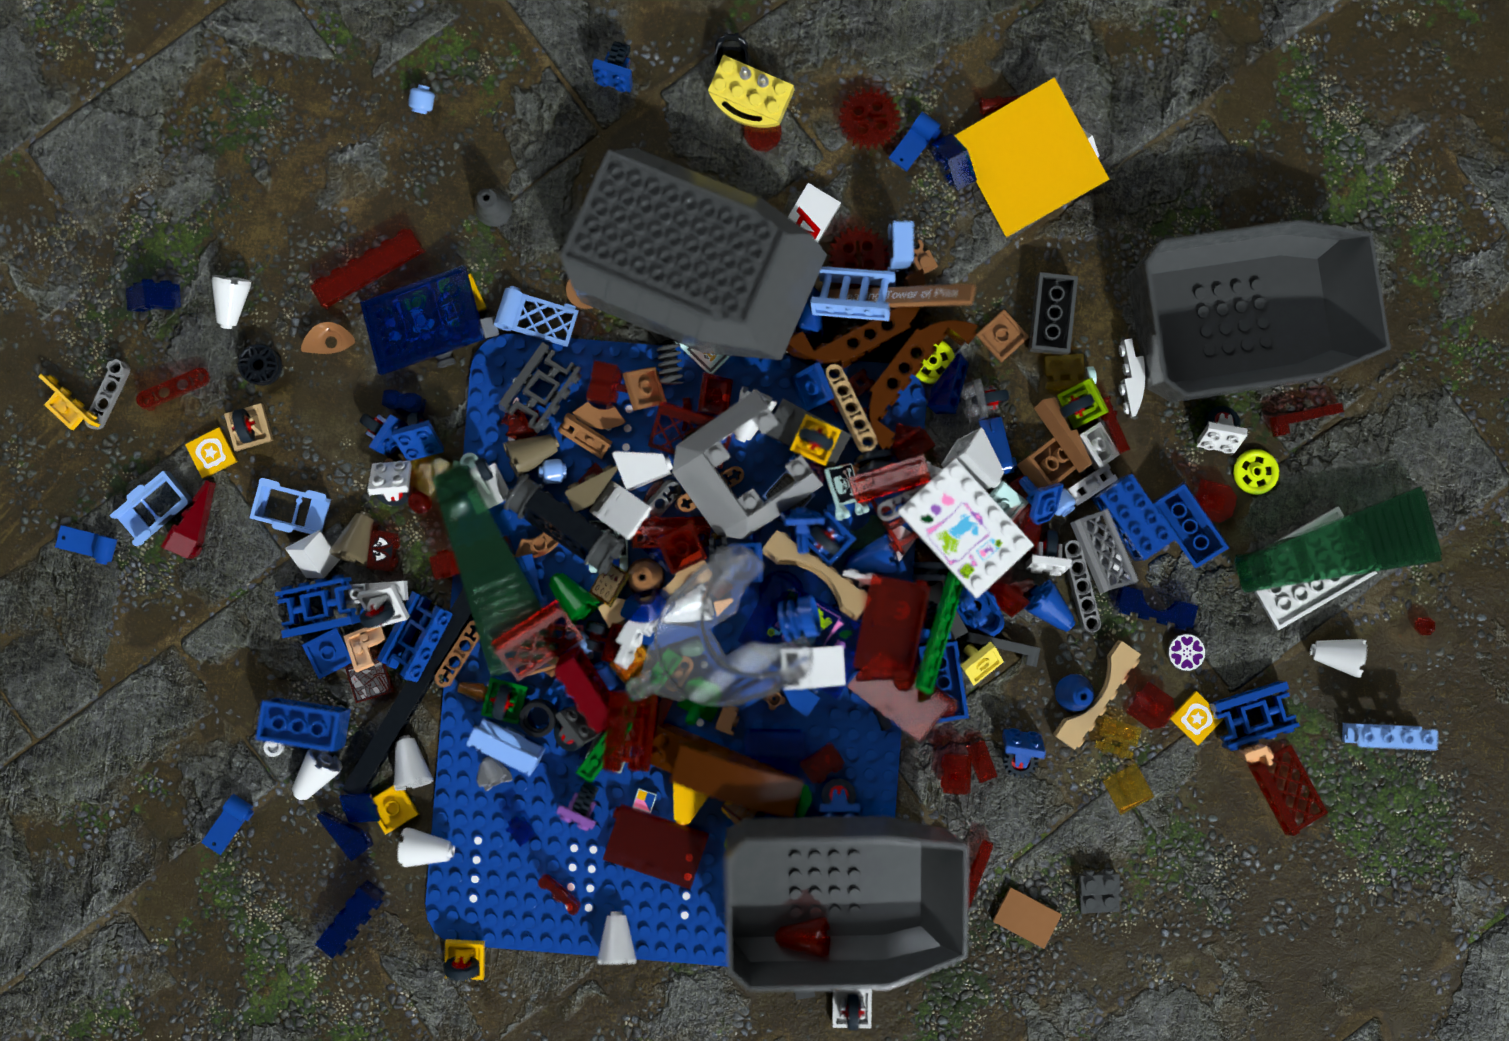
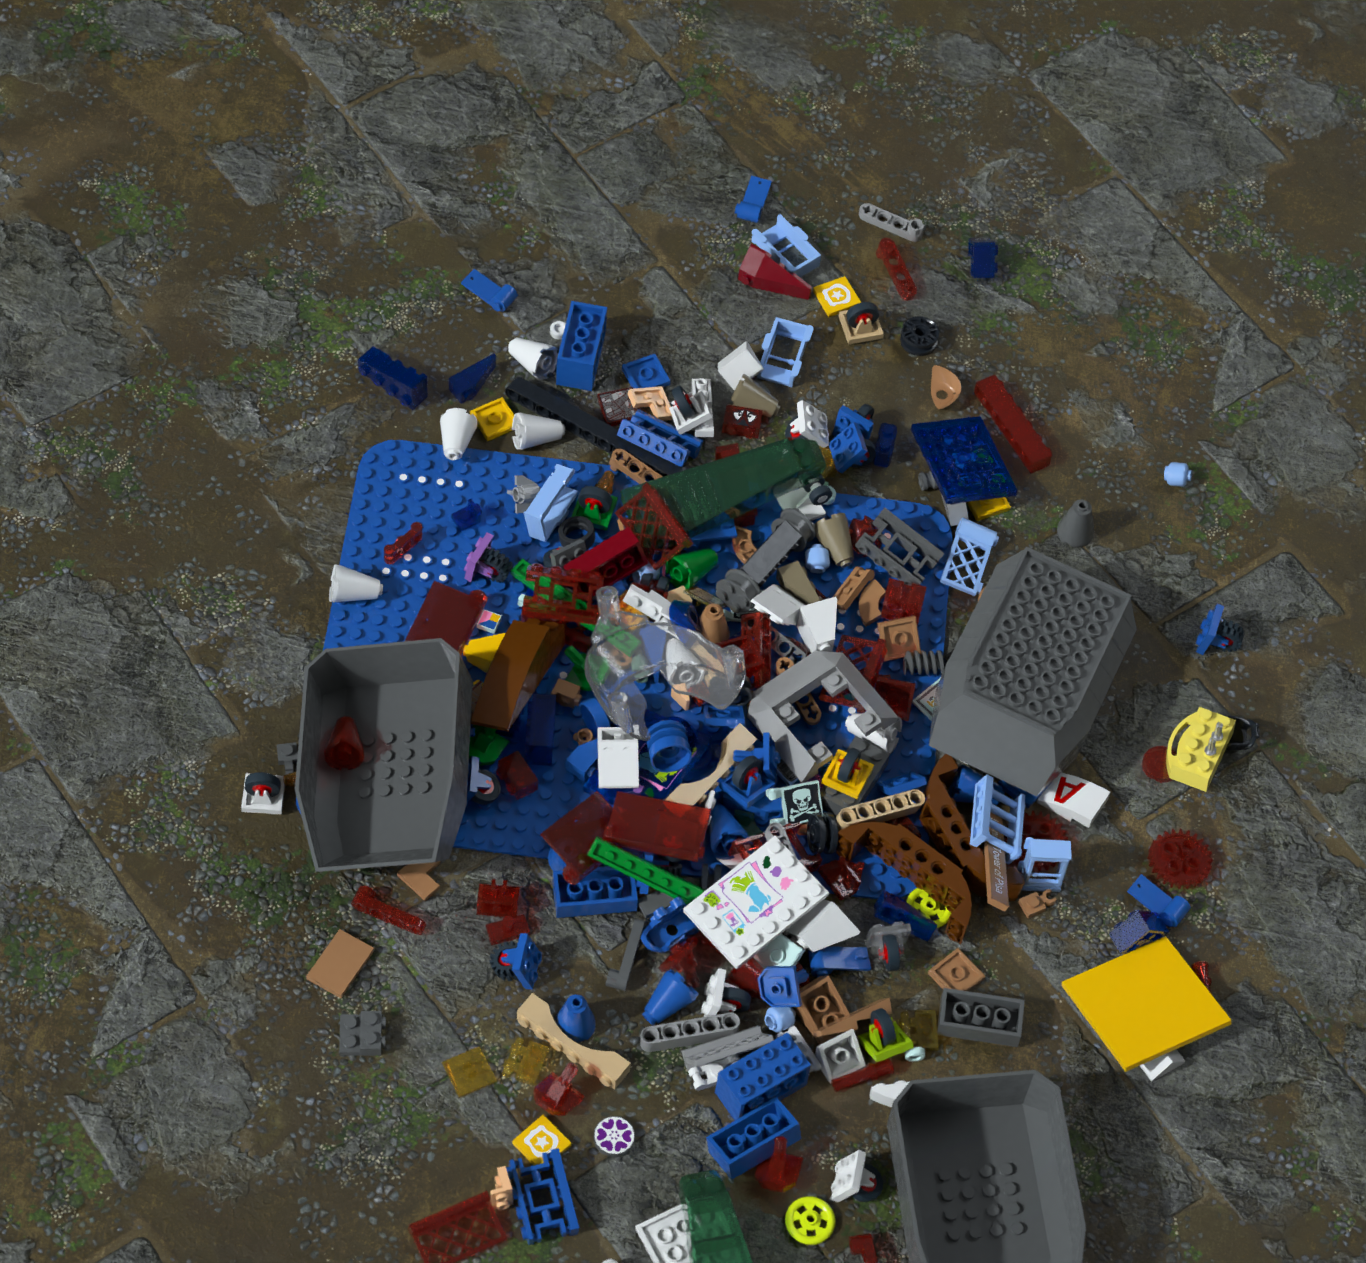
camera: 85 degrees right, 30 degrees down
(66, 408) = (880, 189): yellow bracket -> none
(229, 299) = (981, 313): white cone -> none
(319, 621) = (691, 353): blue fence -> none
(359, 807) = (498, 389): clear blue piece -> none
(464, 960) = (345, 463): plate -> none
(890, 479) = (808, 836): clear red fence -> none
(980, 662) = (612, 927): light yellow tile -> none
(1179, 613) = (657, 1127): clear blue arch -> none

